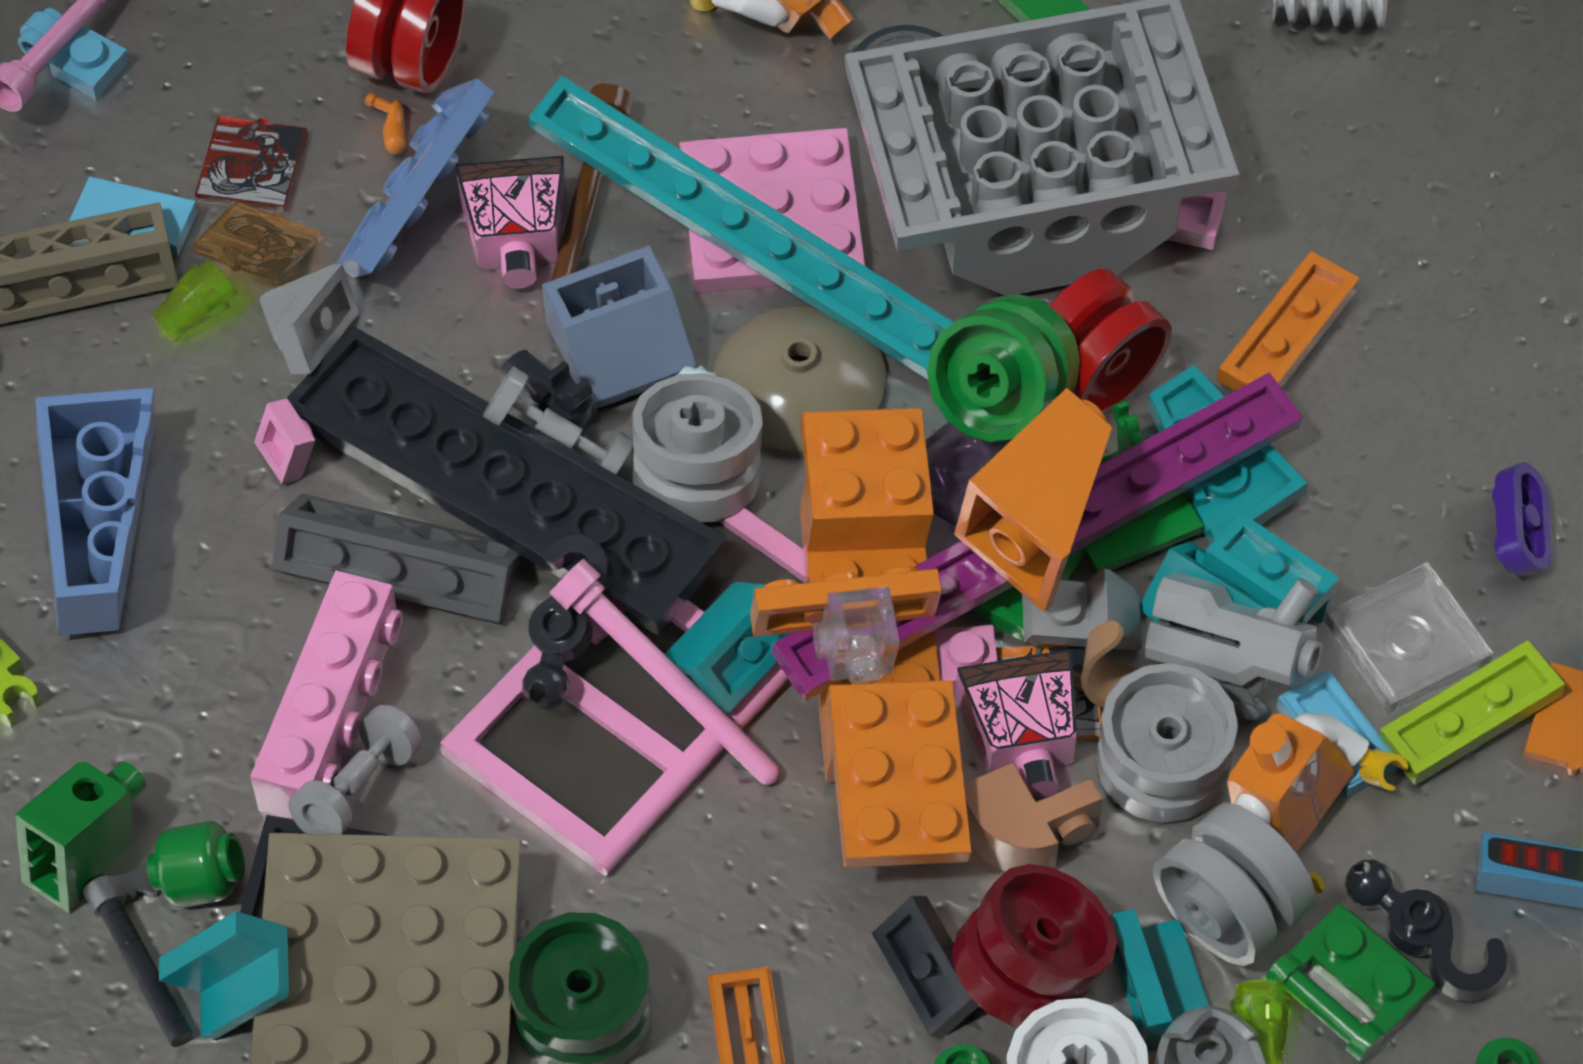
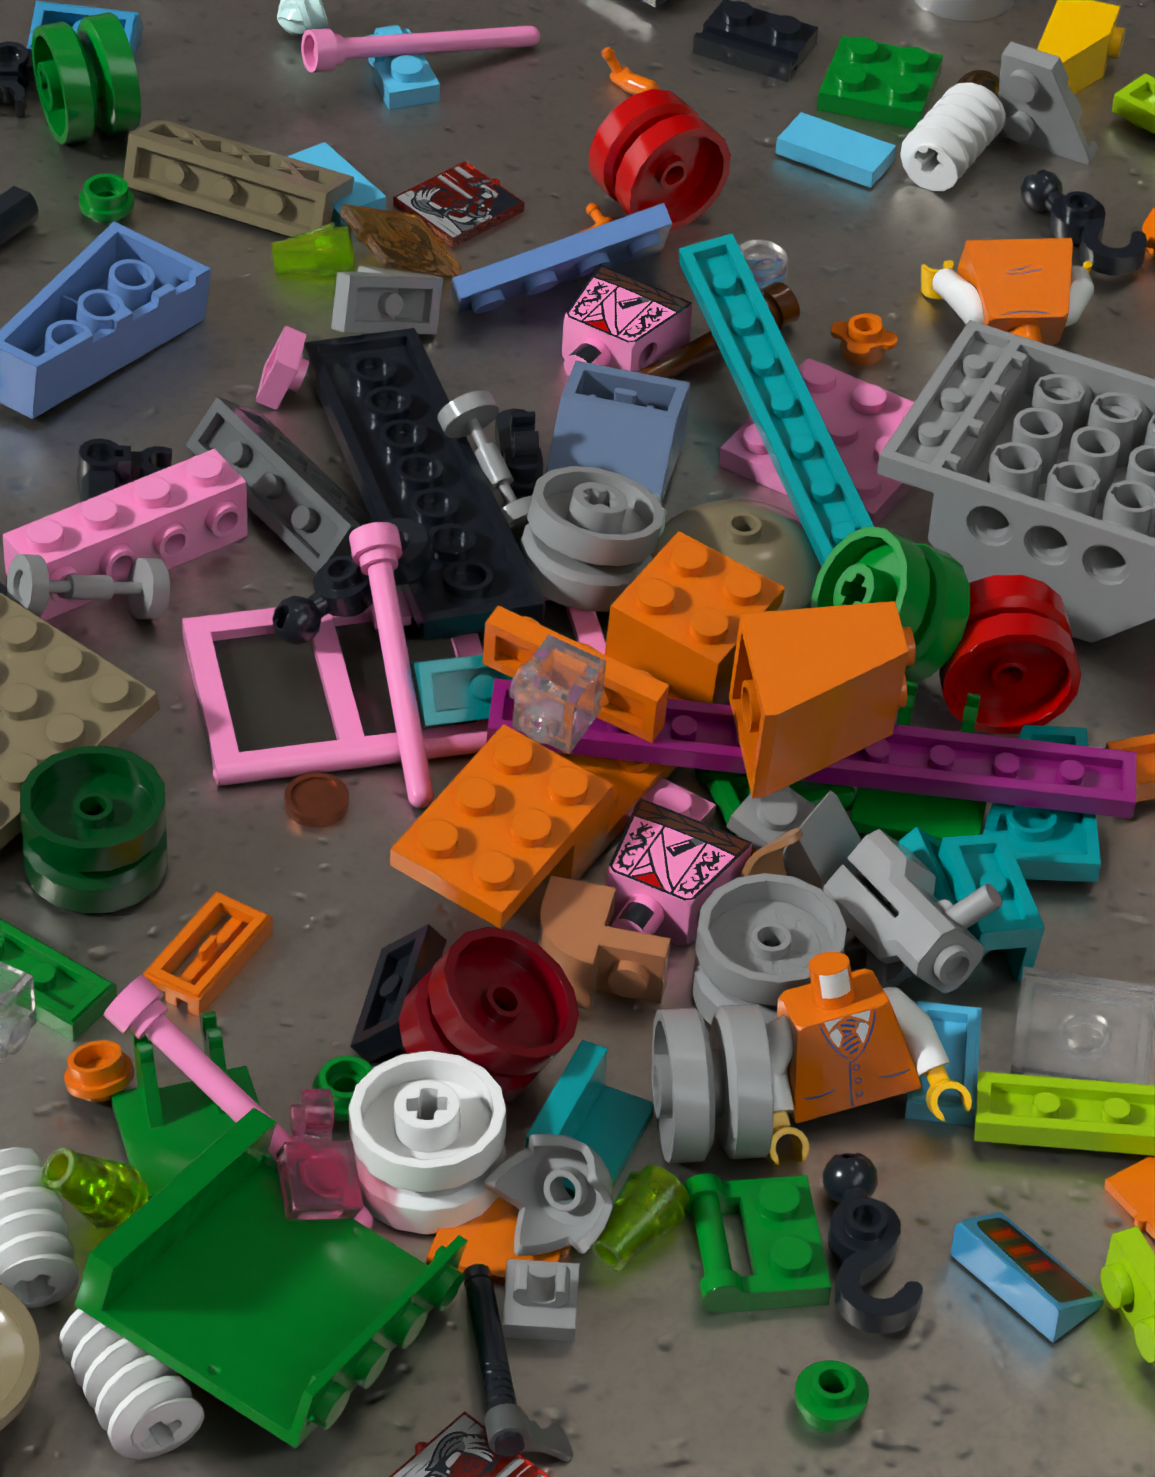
camera: 35 degrees right, 15 degrees down
(235, 645) = (107, 465): none -> black bar
(547, 62) = (765, 261): none -> clear tile
(692, 832) = (316, 799): none -> copper piece
(700, 102) = (863, 339): none -> orange plate

